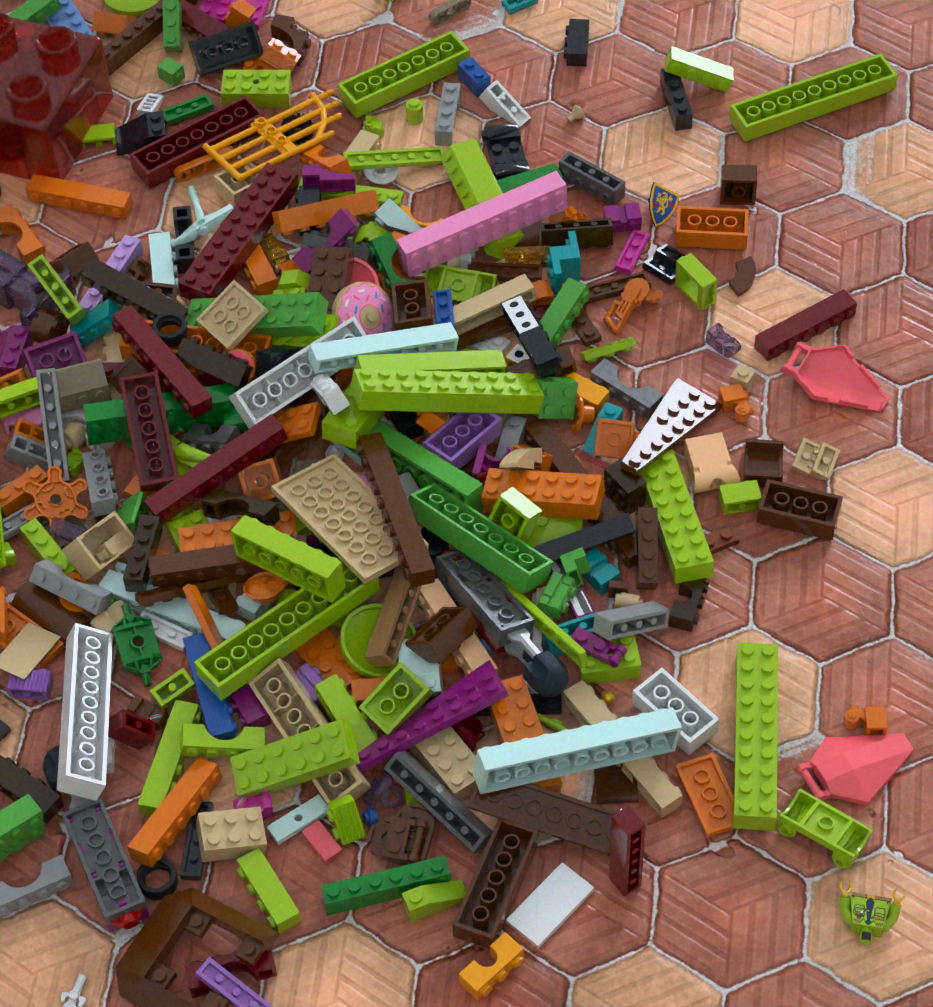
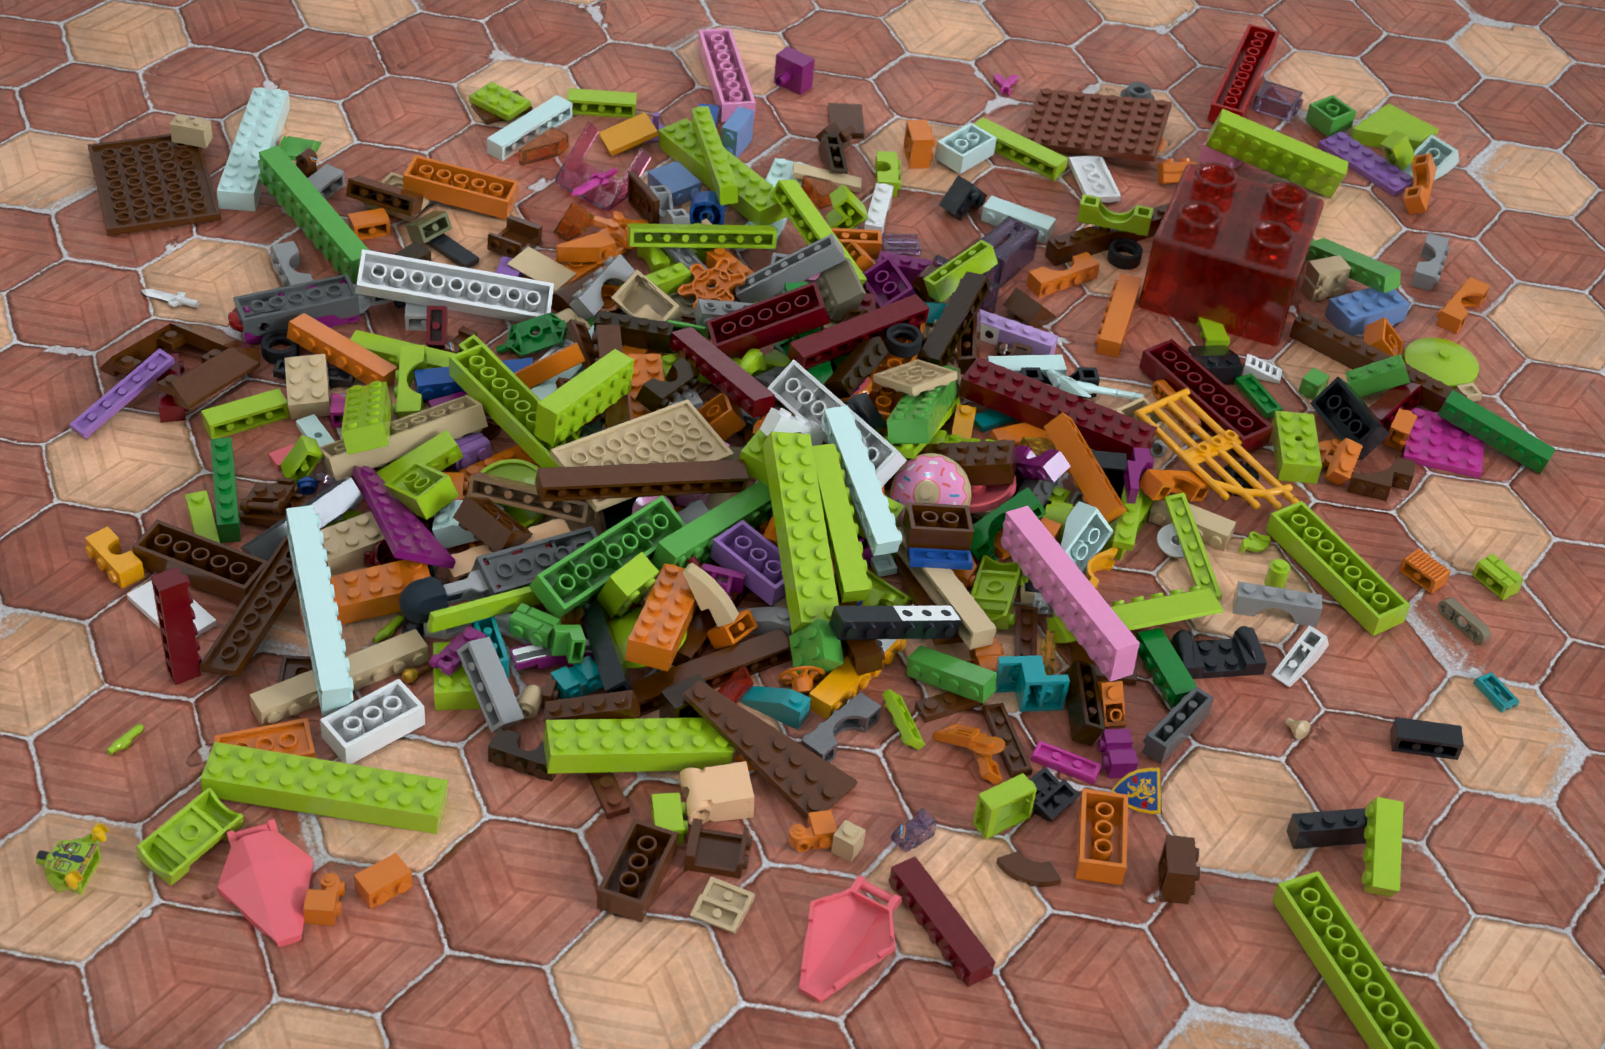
camera: 85 degrees right, 10 degrees down
(65, 530) = (680, 293): clear purple tile -> none
(397, 25) = (1424, 570): none -> orange brick
(473, 76) = (1346, 631): blue brick -> none
(613, 438) = (763, 701): orange tile -> none
(717, 909) = (125, 740): none -> lime piece
(840, 682) = (383, 881): none -> orange brick

